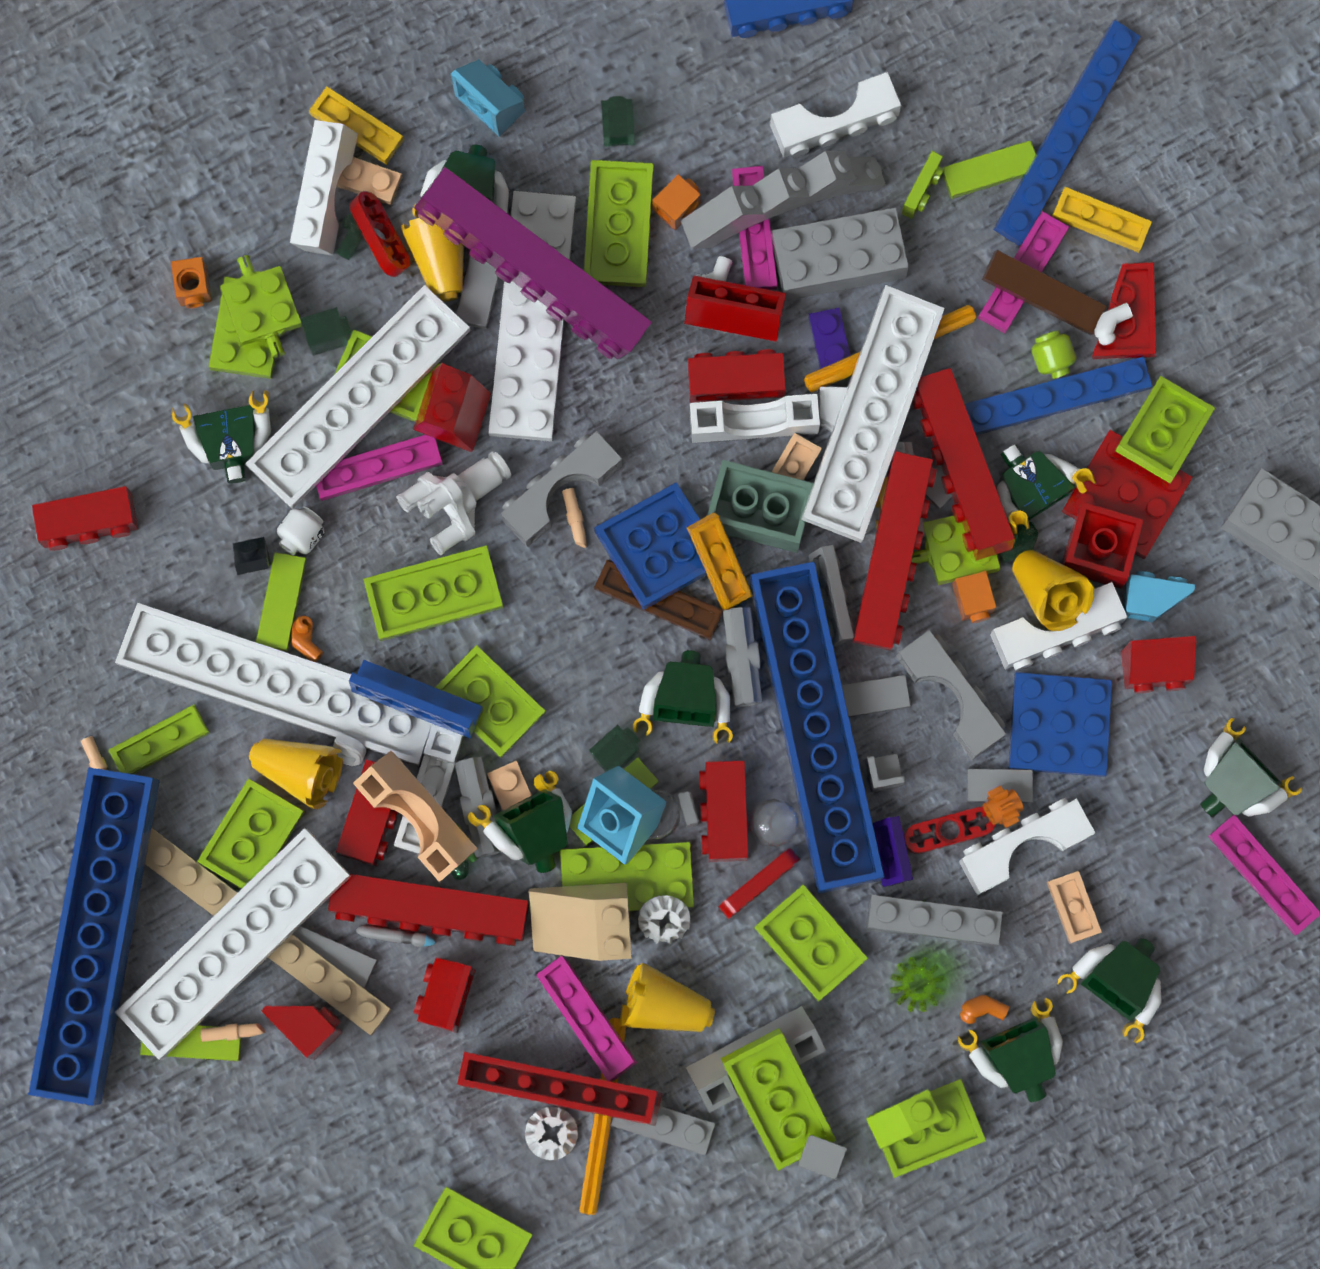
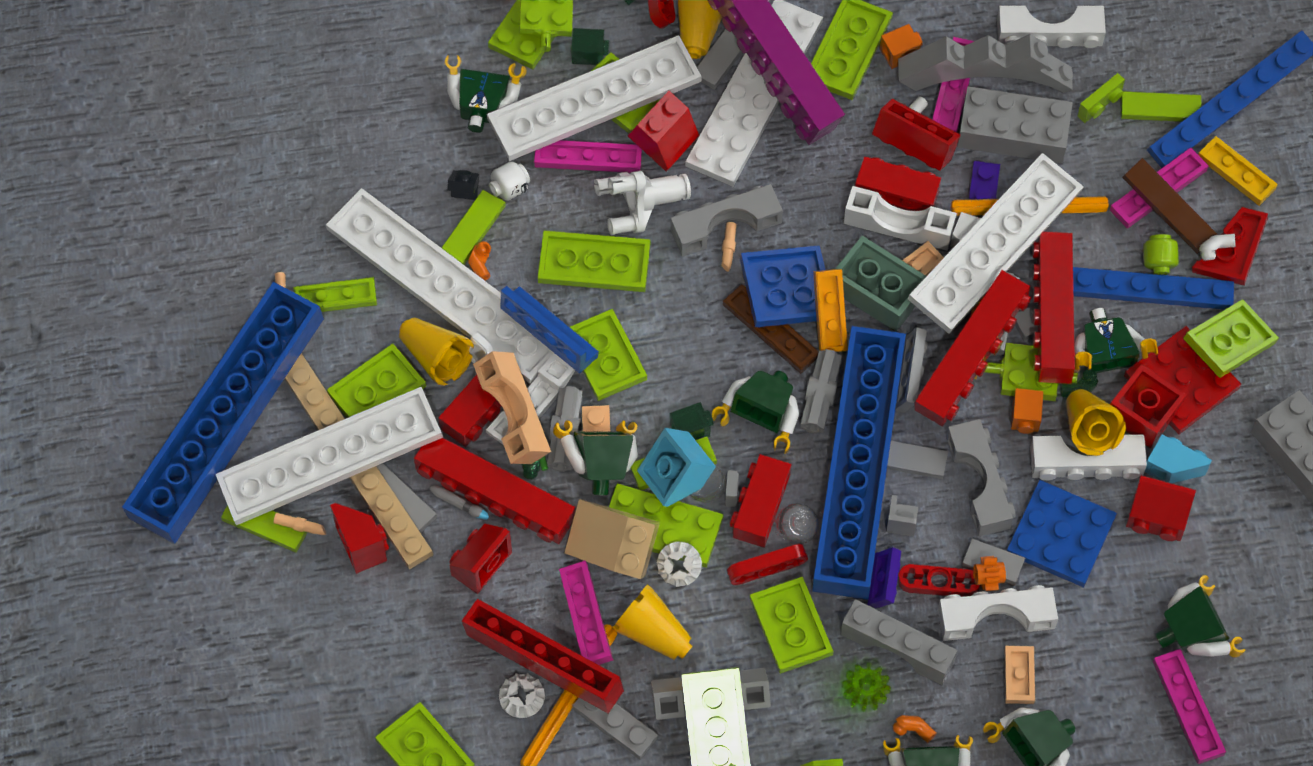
camera: 20 degrees right, 15 degrees down
(85, 518) = (347, 115): red brick -> none

